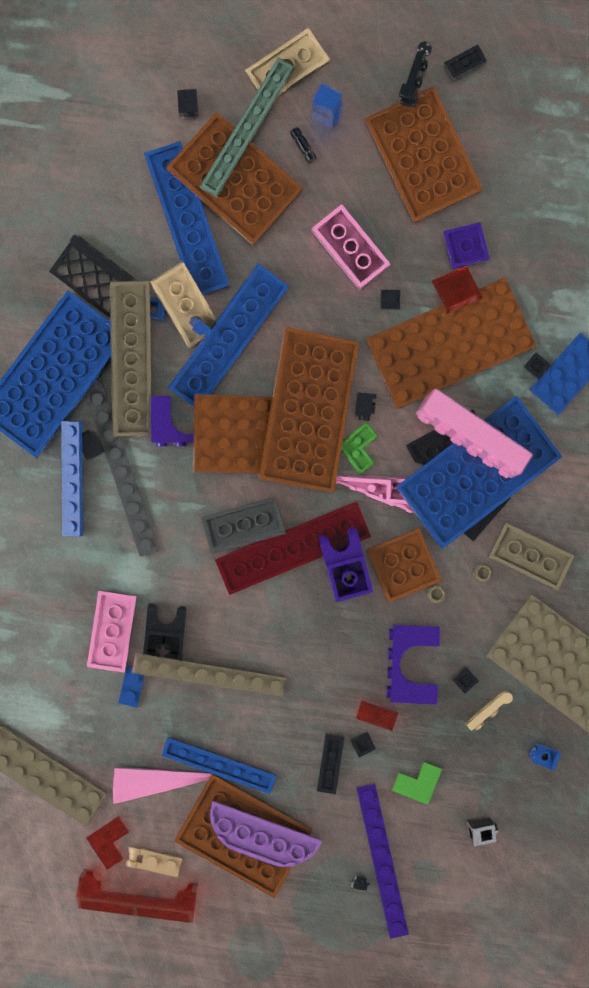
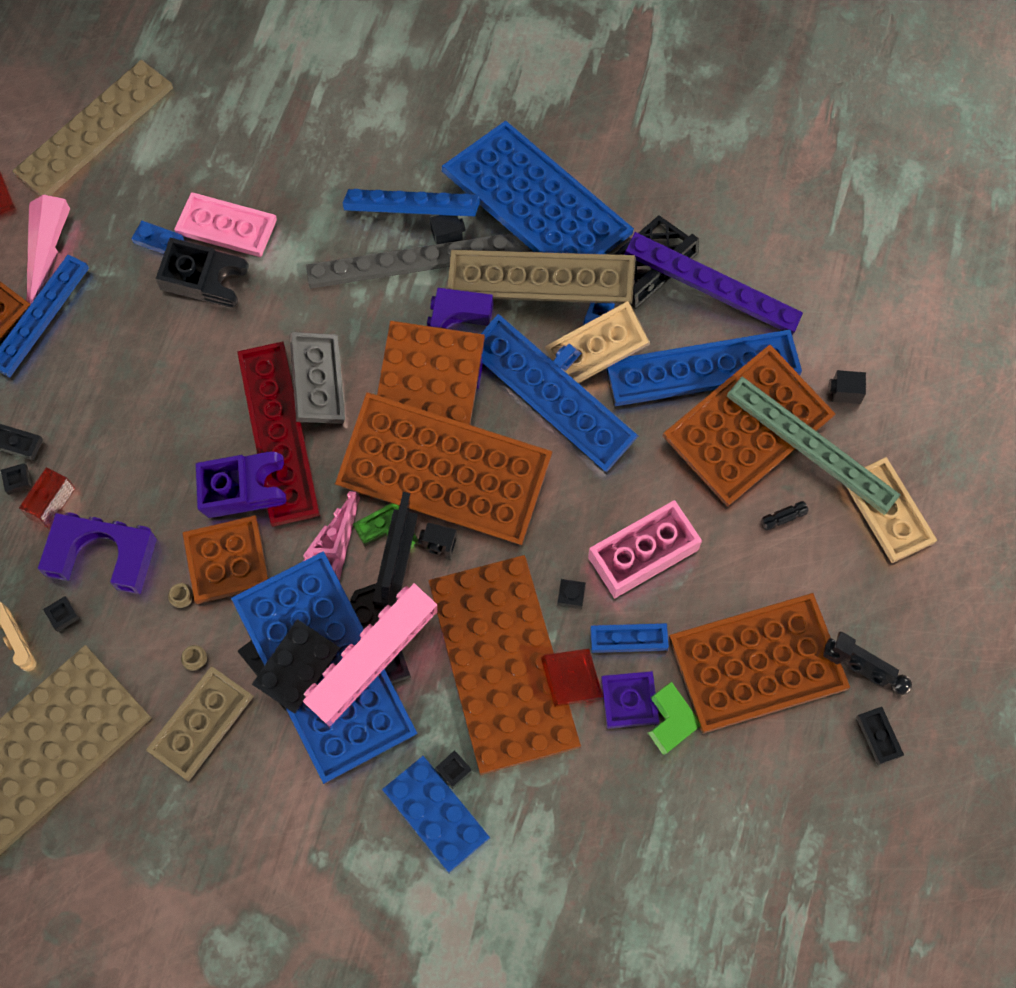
camera: 100 degrees right, 20 degrees down
(113, 218) = (713, 283): none -> dark purple plate
(208, 674) = (144, 311): dark tan plate -> none
(327, 106) = (832, 533): blue brick -> none
(385, 435) = (395, 554): none -> black fence
(419, 251) = (629, 638): none -> blue plate
(475, 208) = (678, 721): none -> bright green tile
(485, 490) = (296, 666): none -> black plate

